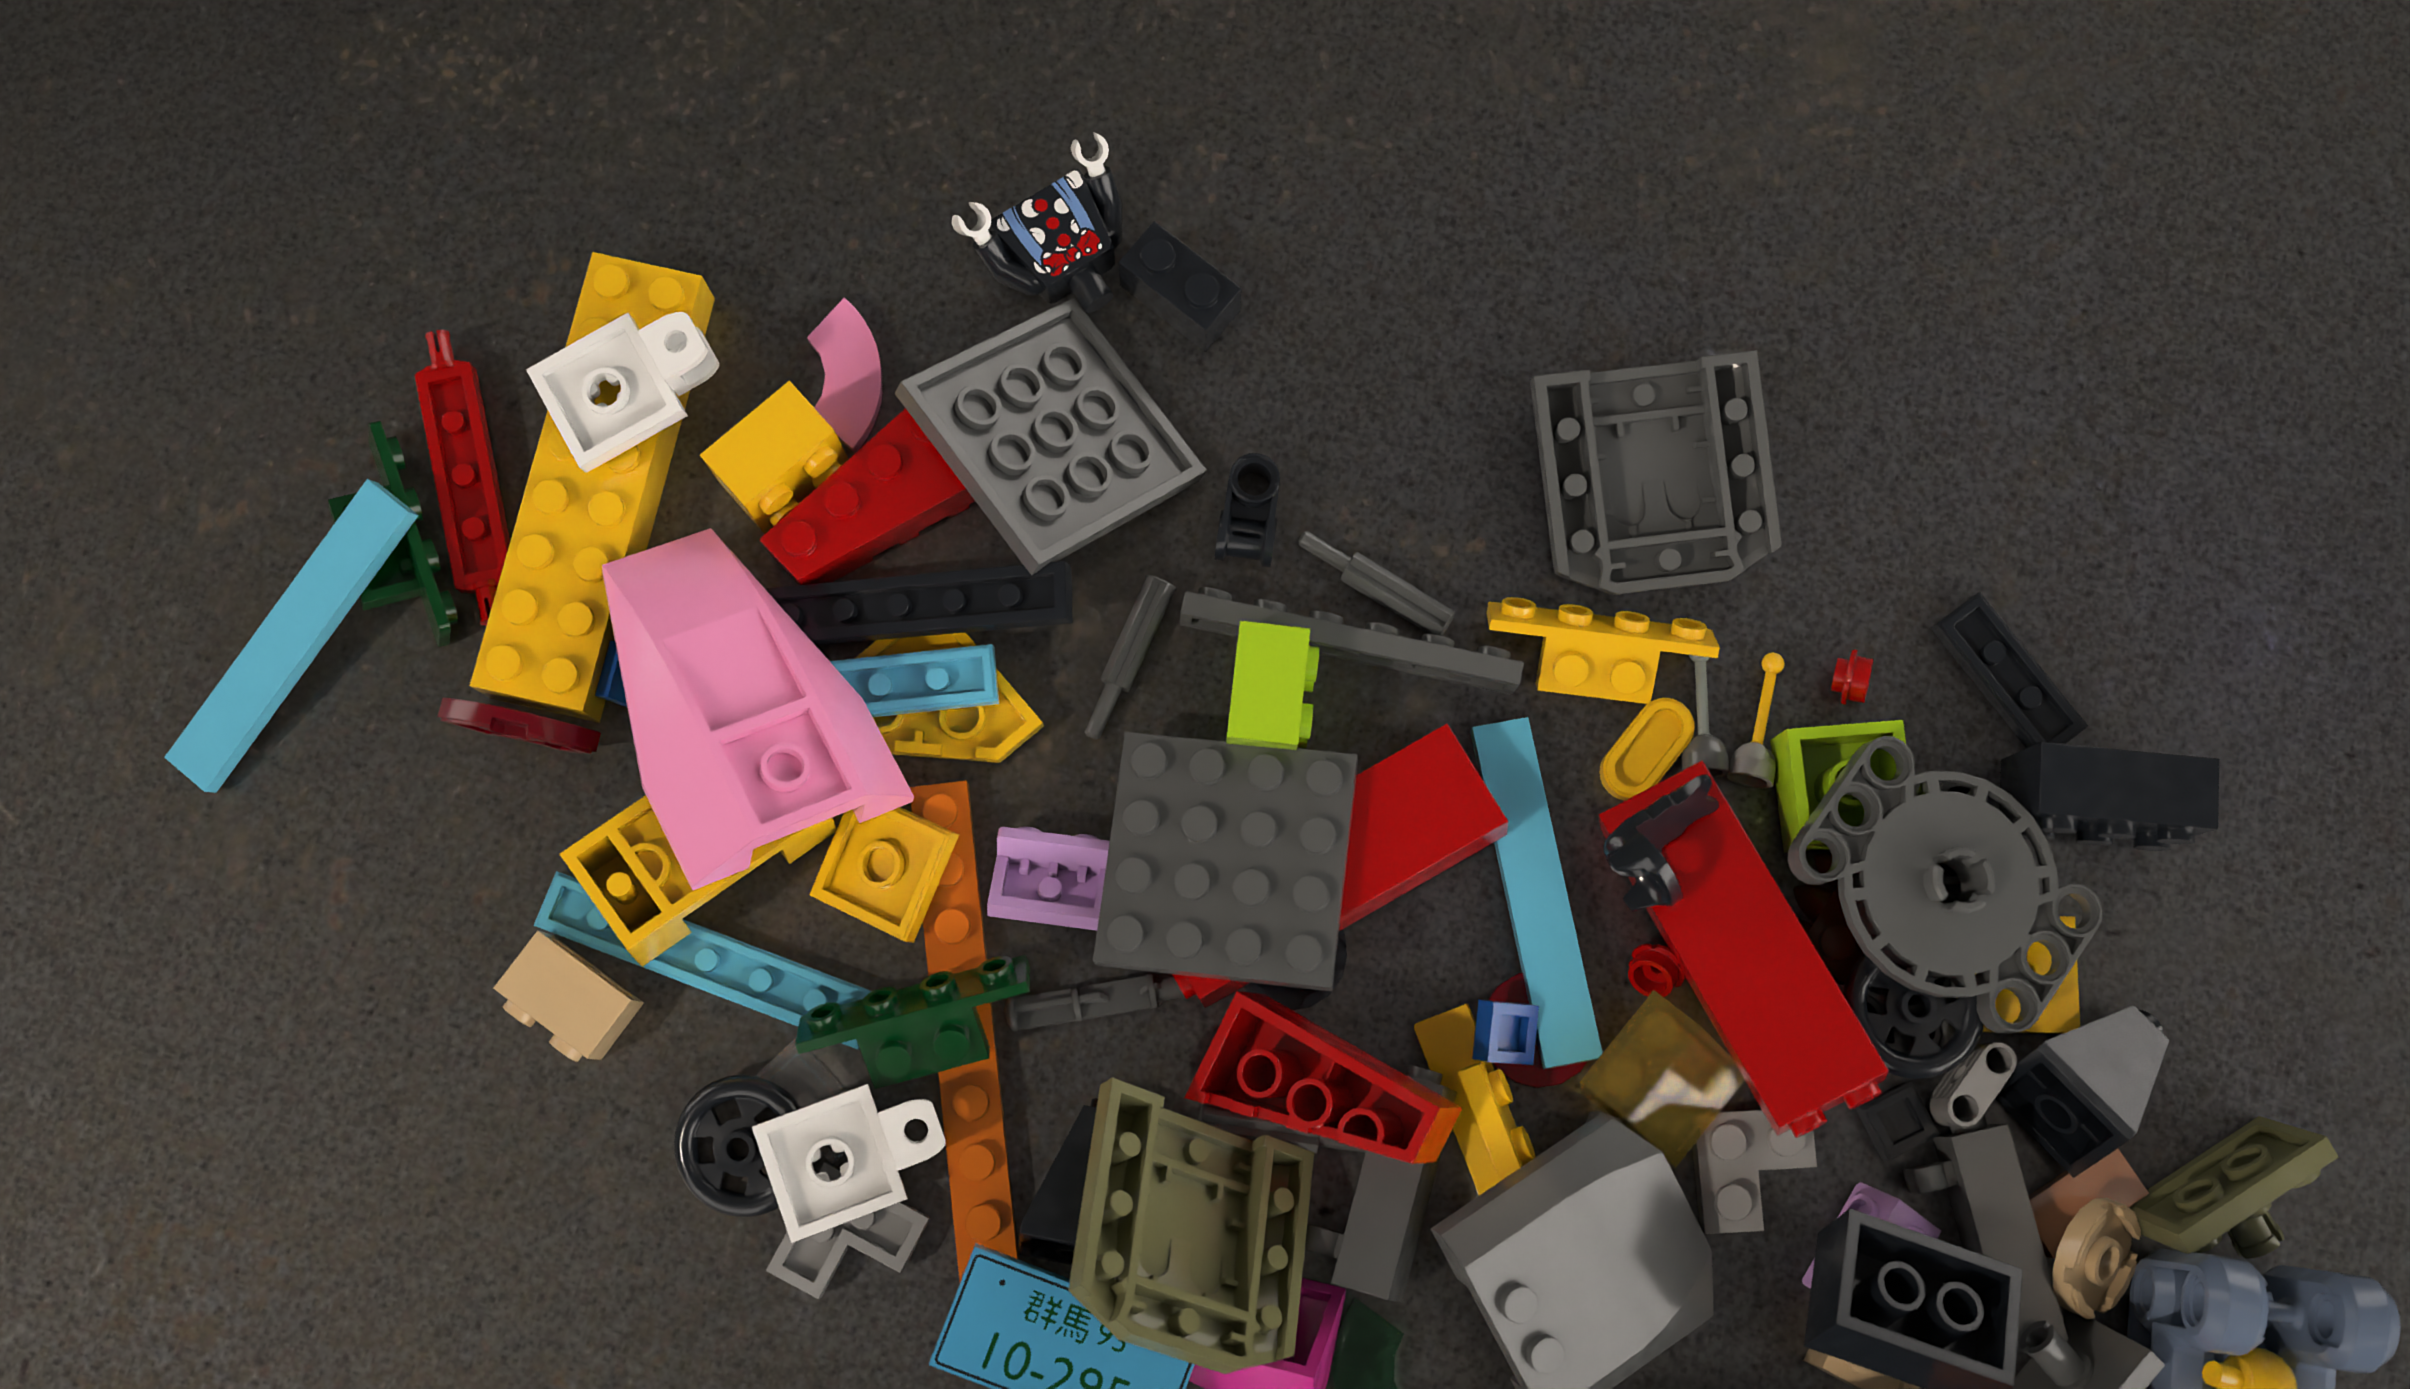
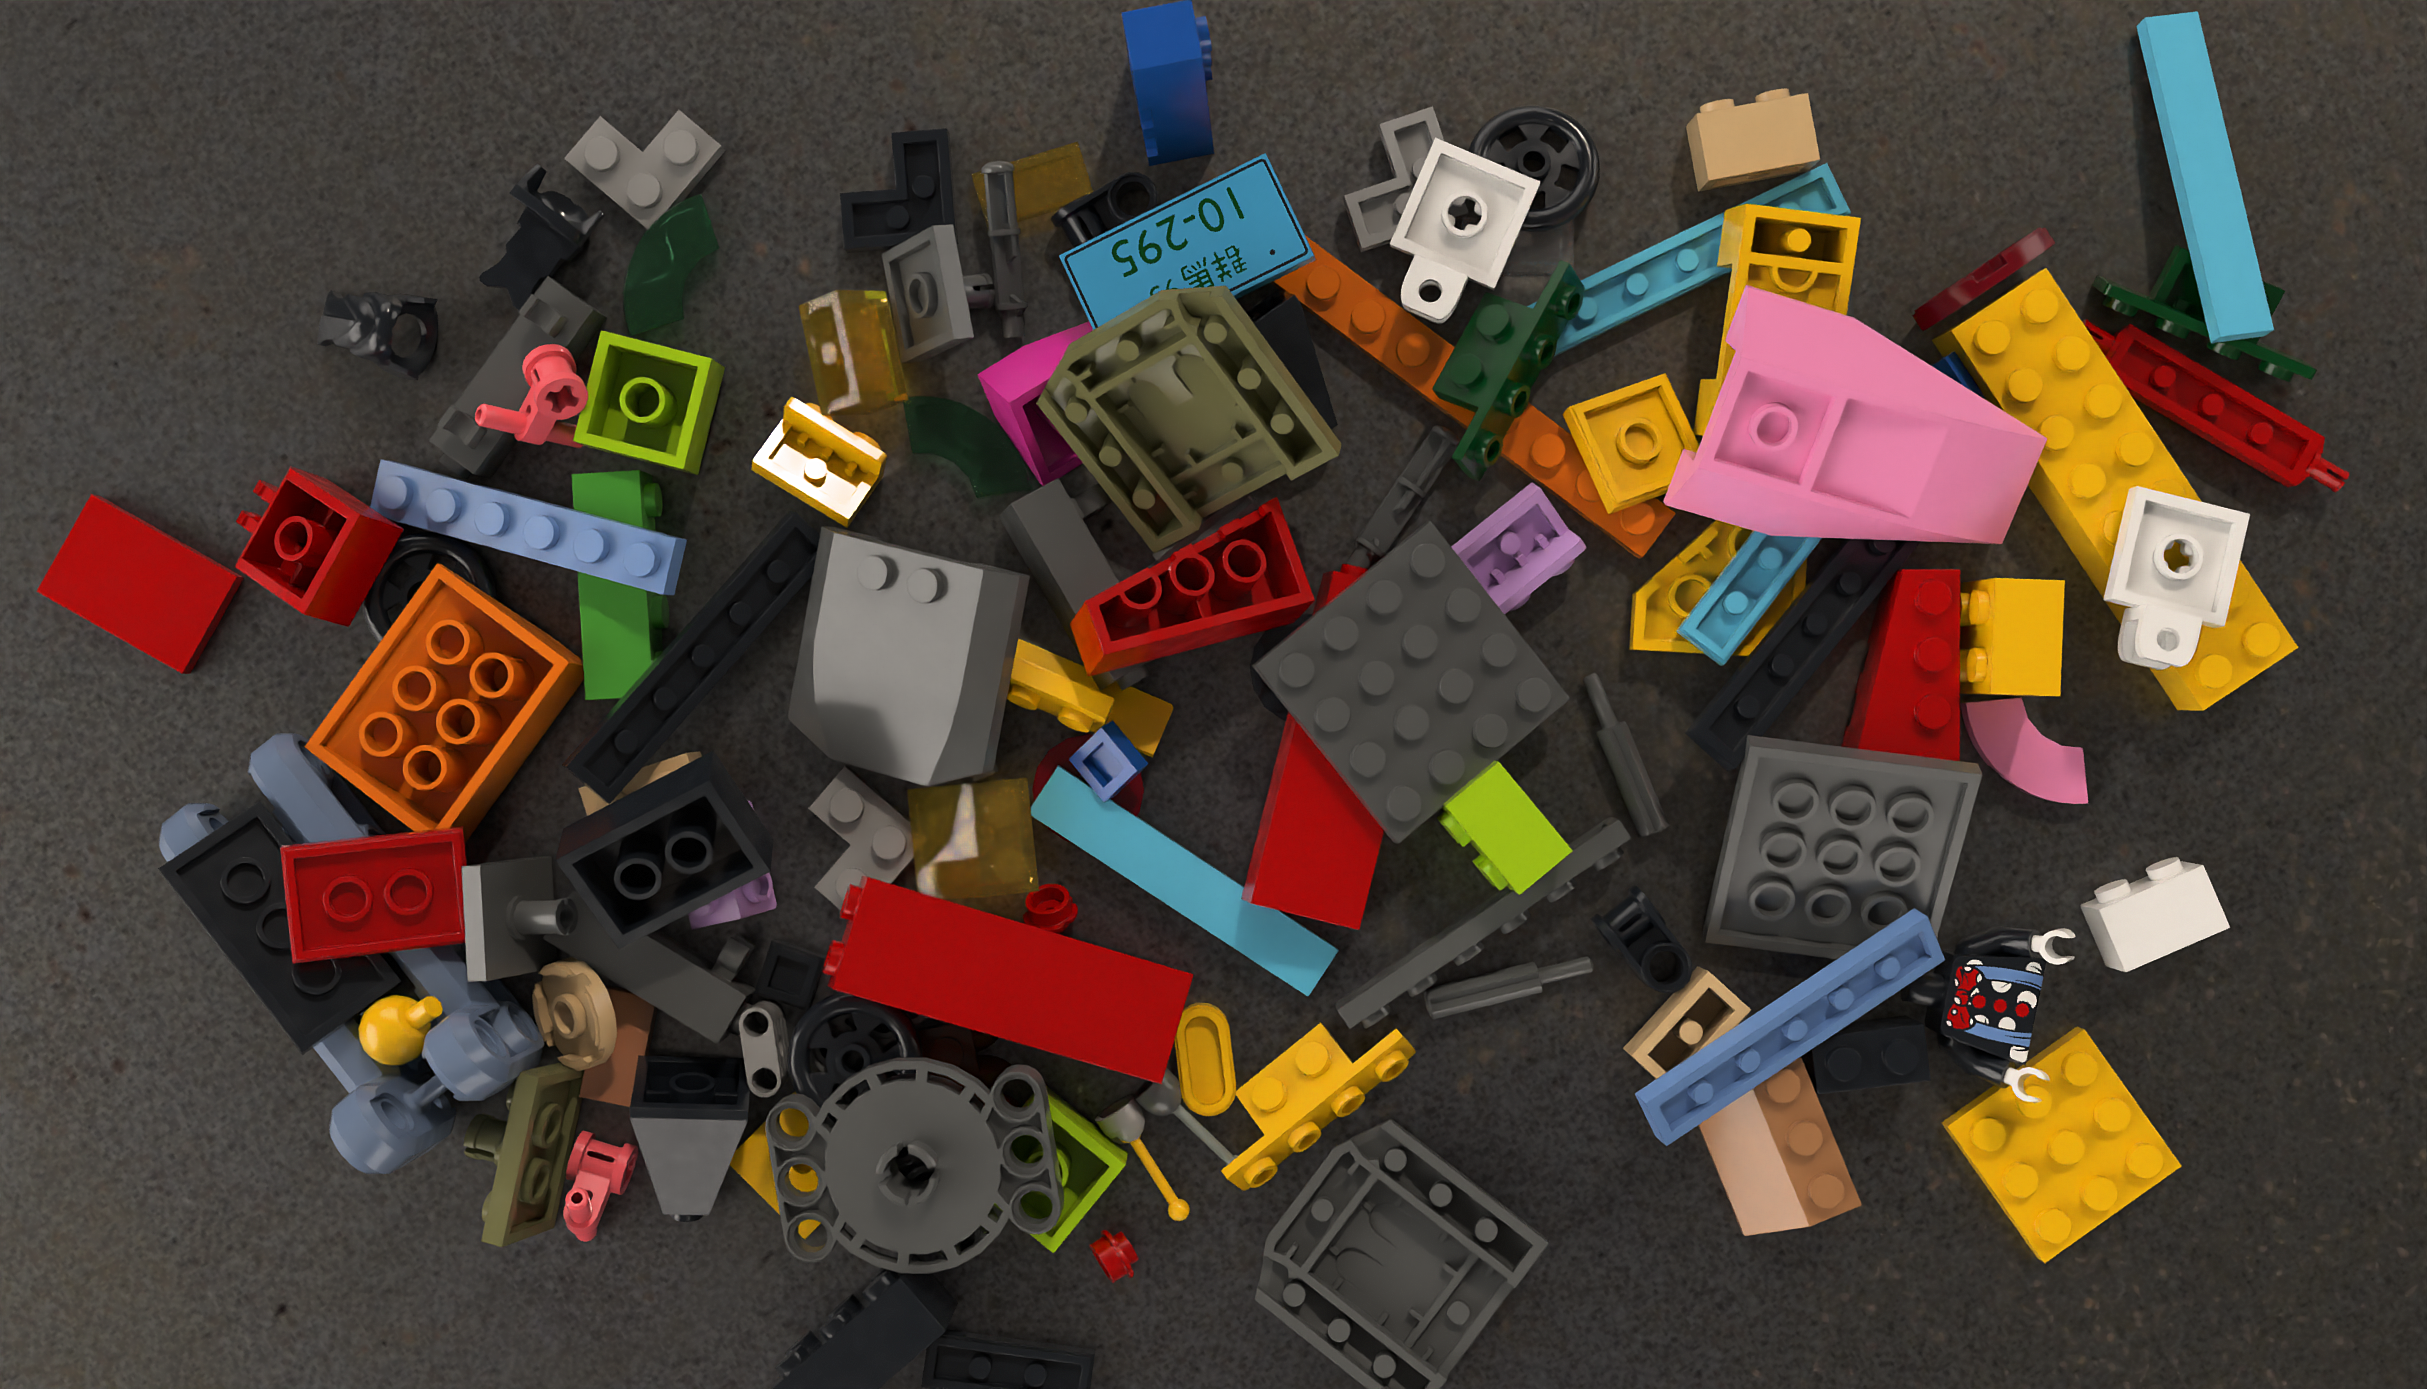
camera: 140 degrees right, 10 degrees up
(882, 180) = (2154, 914): none -> white brick
(1109, 79) = (2065, 1159): none -> yellow plate
(1214, 350) = (1790, 1026): none -> medium blue plate
(1286, 422) = (1686, 1023): none -> tan brick
(1303, 294) = (1779, 1156): none -> medium nougat slope
(1638, 842) = (1149, 986): black hair -> none
(2189, 1123) = (596, 1173): none -> coral piece

